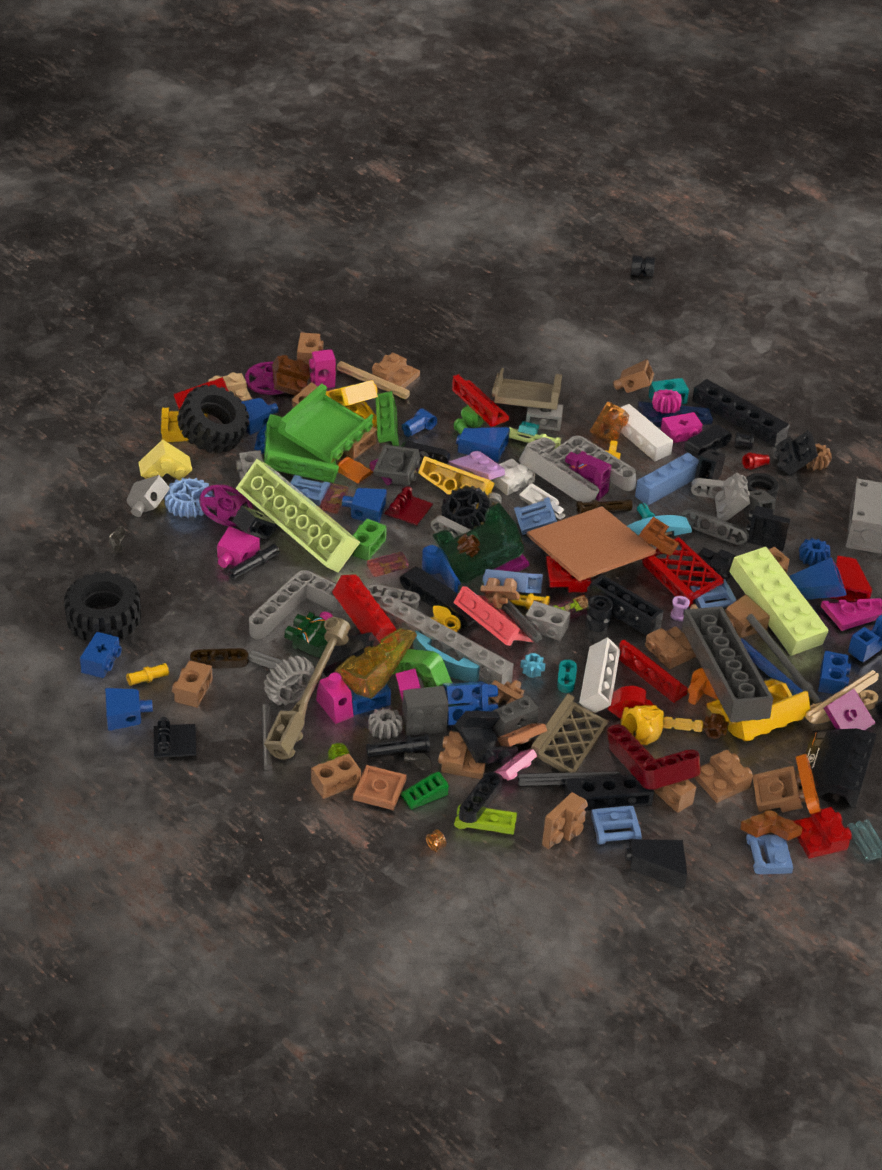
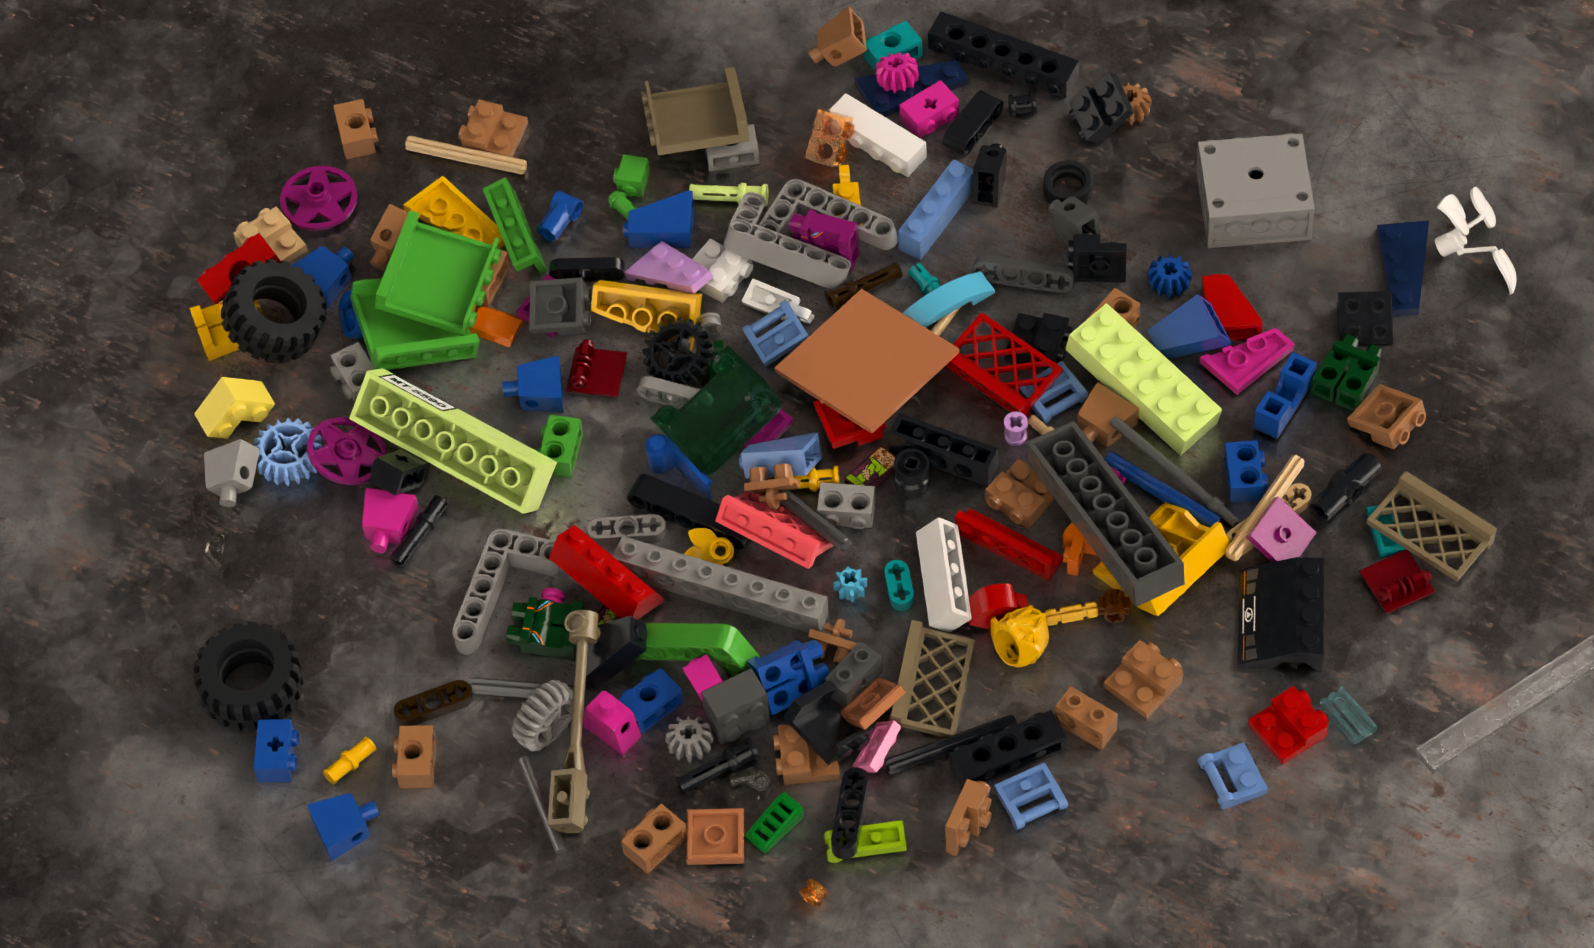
camera: 10 degrees left, 15 degrees up
(174, 739) = (424, 849): black hinge -> none
(290, 375) = (350, 191): reddish brown plate -> none
(312, 489) = (451, 390): medium blue plate -> none
(323, 368) = (391, 165): dark pink brick -> none
(333, 498) = (487, 385): clear pink tile -> none
(337, 750) = (640, 795): clear neon green plate -> none
(355, 393) = (455, 202): yellow slope -> none
(374, 667) = (650, 666): clear yellow wedge -> none
(388, 564) = (601, 475): clear pink tile -> none
(462, 670) = (762, 621): medium azure slope -> none
(468, 544) = (704, 420): reddish brown gear -> none
(478, 401) = (633, 162): red fence -> none
(528, 428) = (717, 179): teal tile -> none
(649, 771) = (1056, 716): dark red beam -> none
(654, 534) = (951, 327): dark orange plate -> none
(659, 860) = (1099, 832): black slope -> none
(703, 492) = (995, 206): light grey beam -> none
(733, 497) = (1035, 220): light grey plate -> none
(752, 460) = (1046, 137): red cone -> none
(771, 822) = (1223, 732): dark orange plate -> none
(778, 790) = (1220, 679): medium nougat plate -> none
(808, 784) = (1255, 661): orange beam -> none

